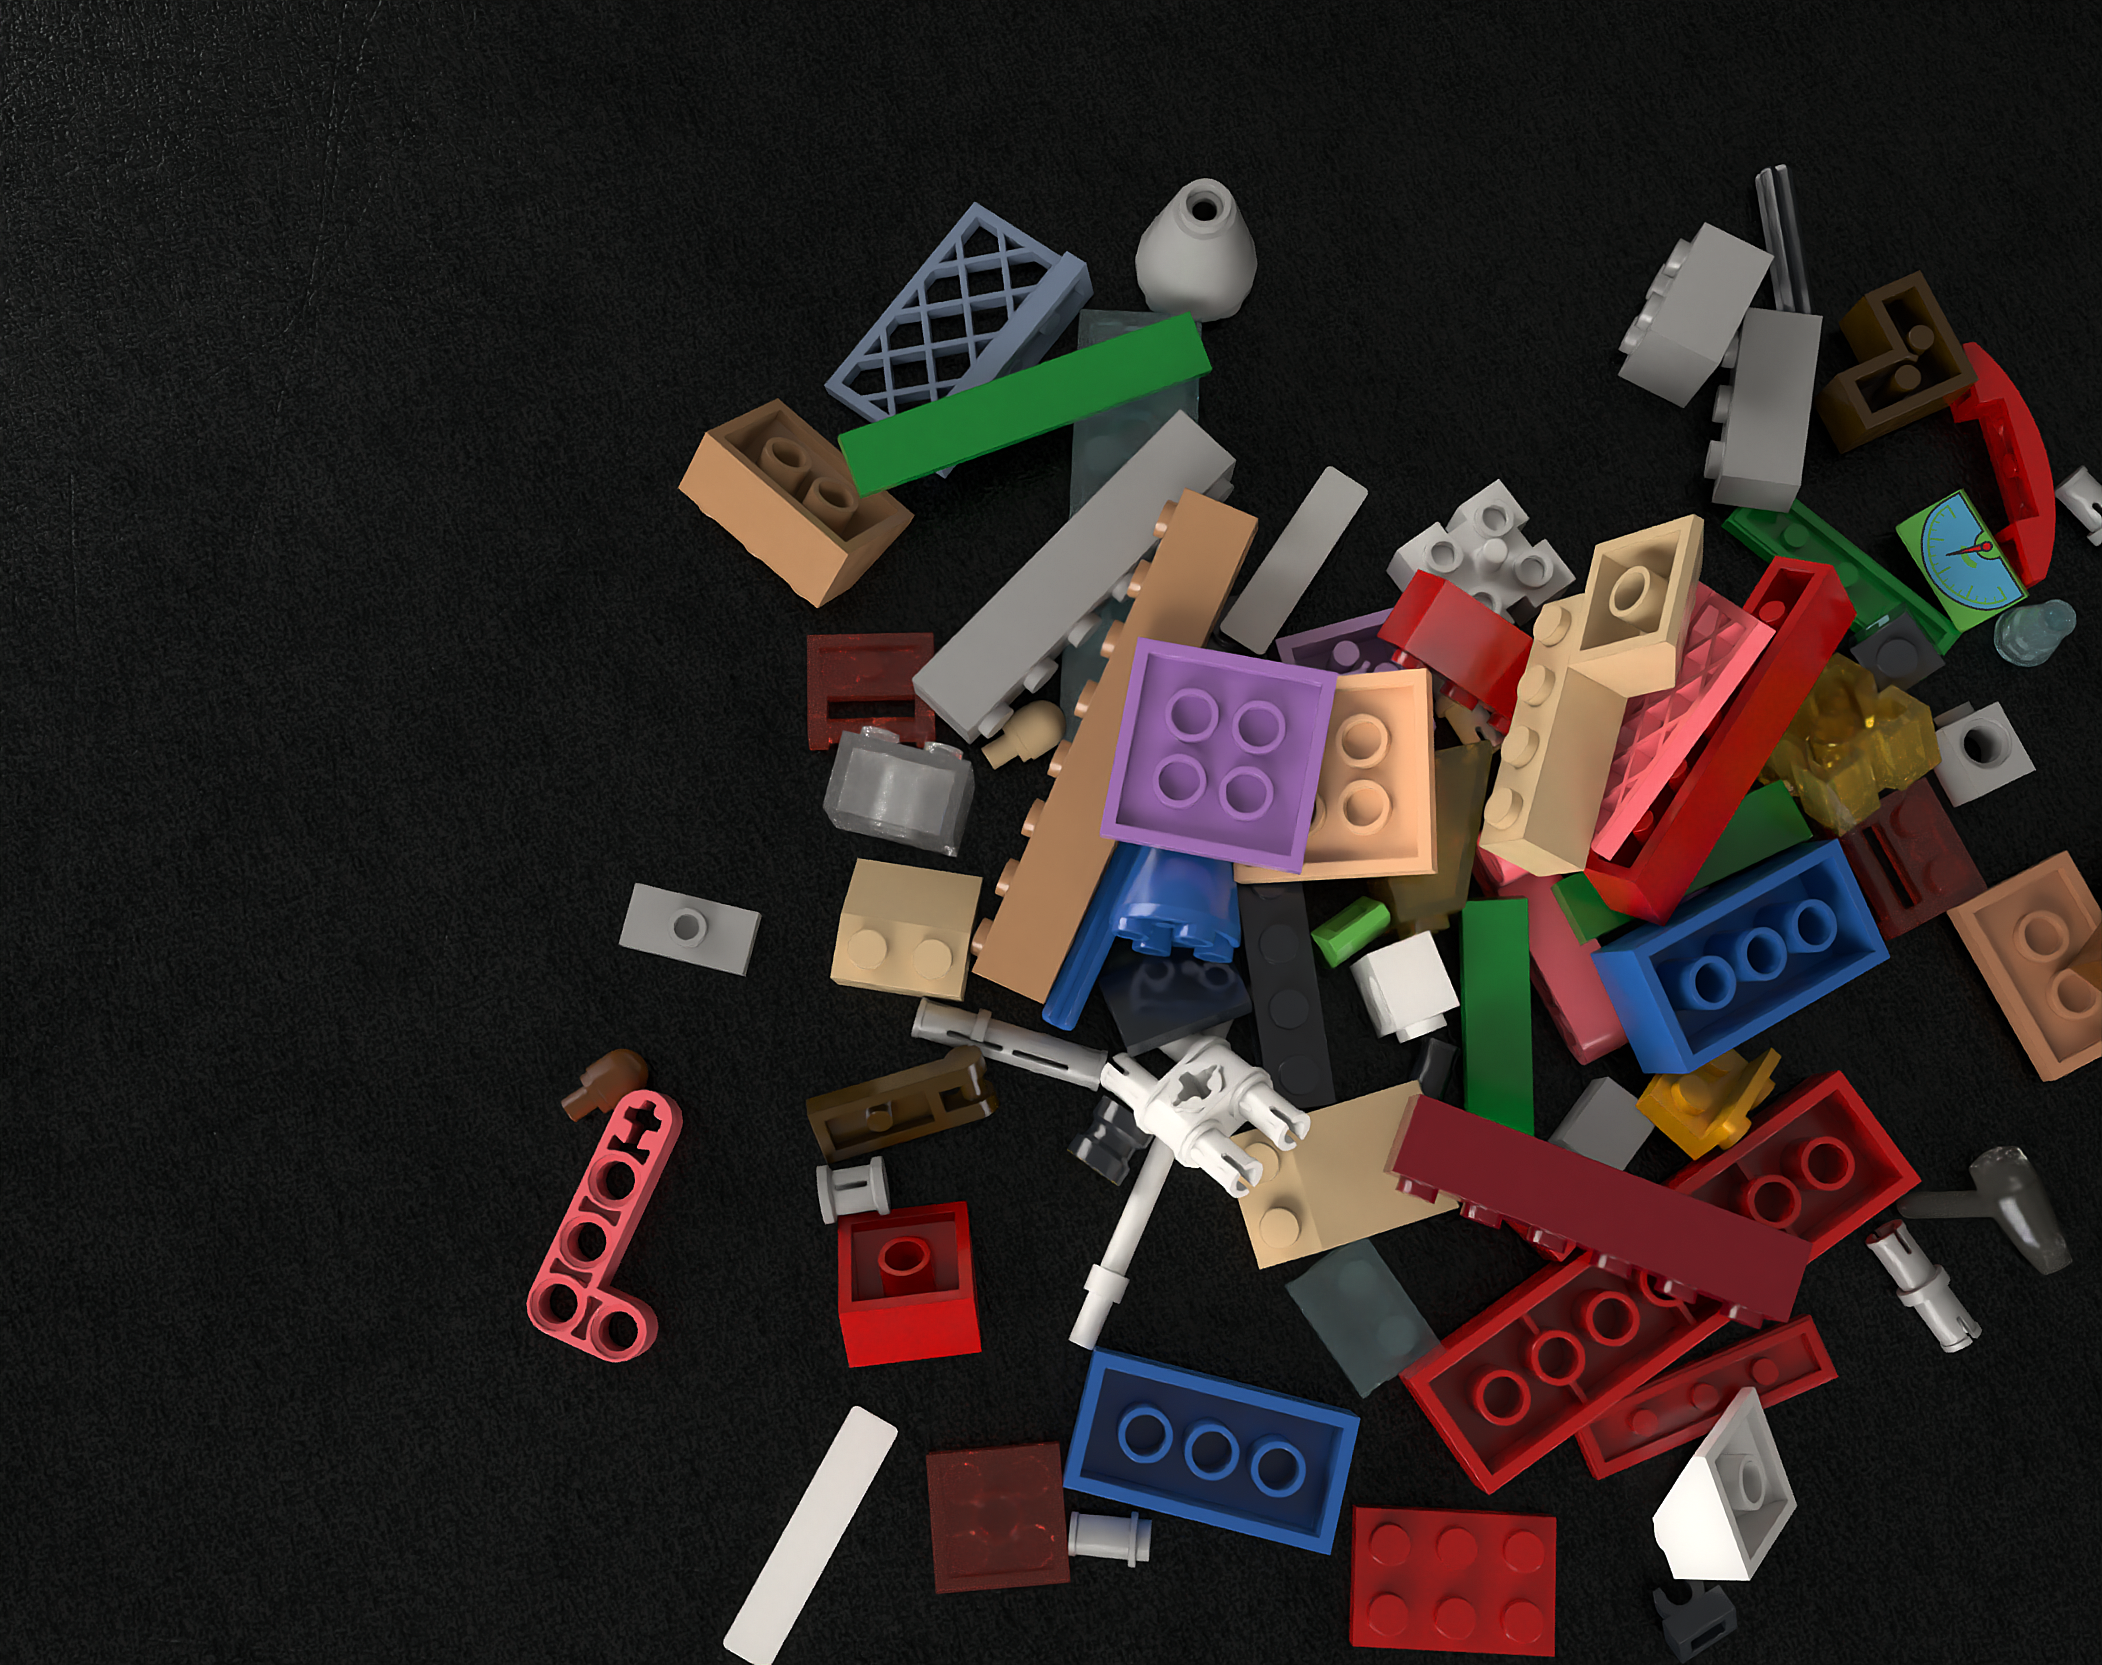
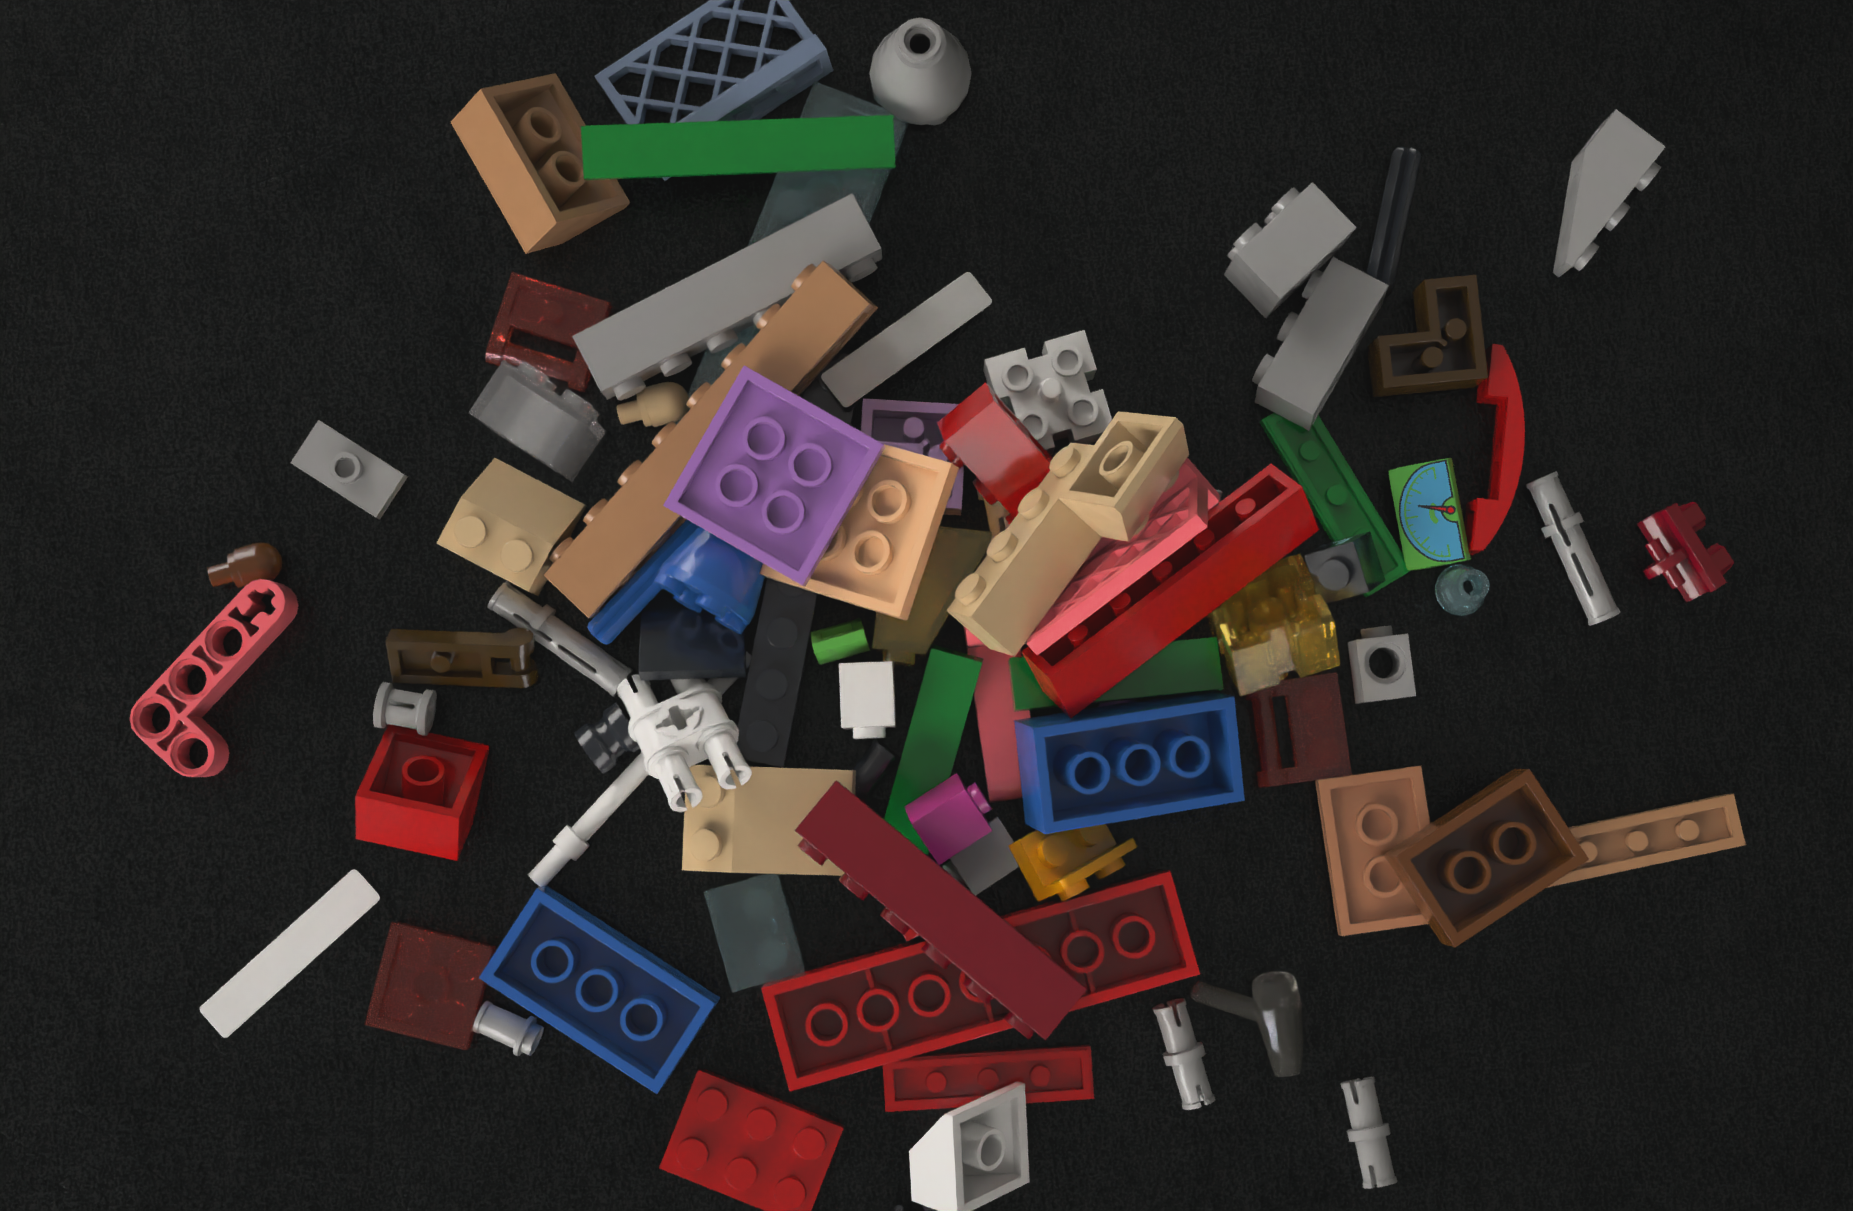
camera: 20 degrees right, 5 degrees up
(1554, 1095) = (950, 817): none -> dark pink brick
(2002, 137) = (1599, 181): none -> light grey slope

